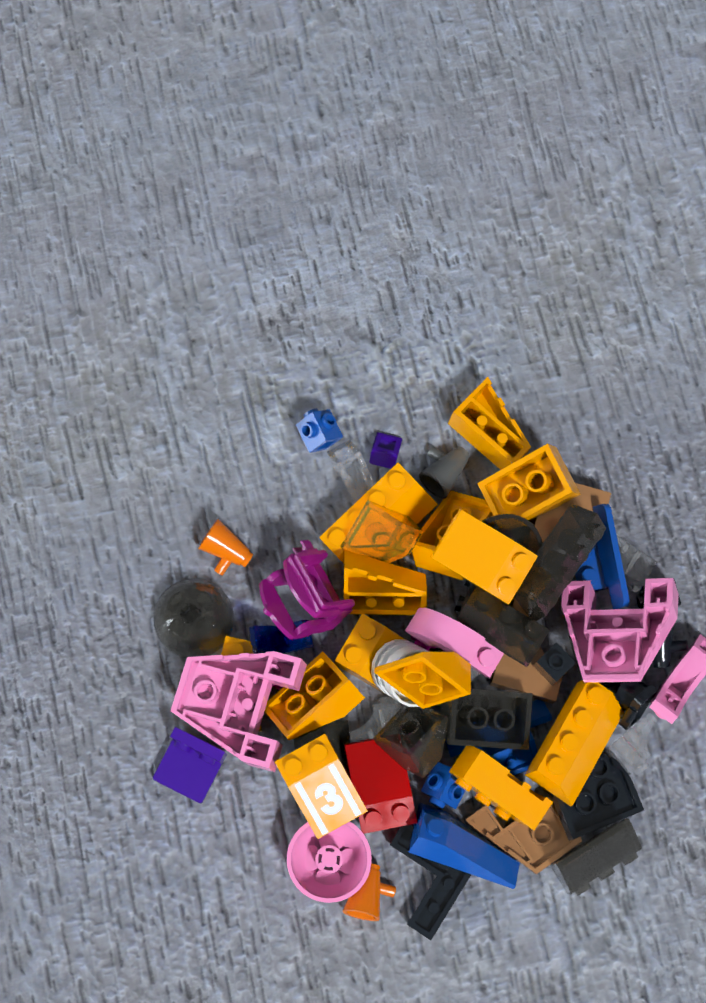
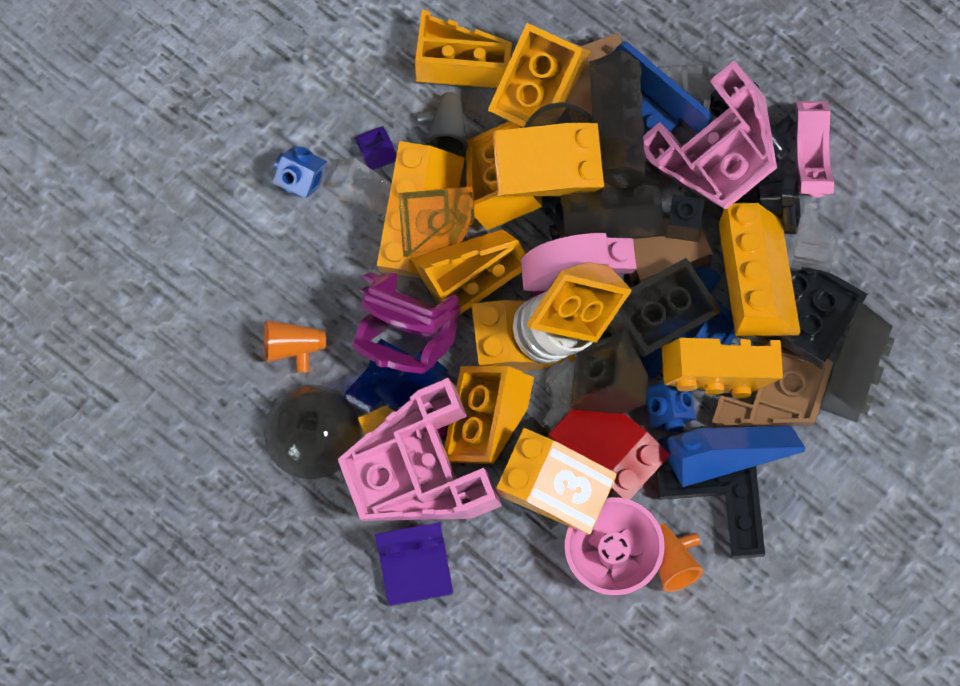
camera: 30 degrees left, 5 degrees down
(253, 615) = (363, 390): none -> clear blue bracket

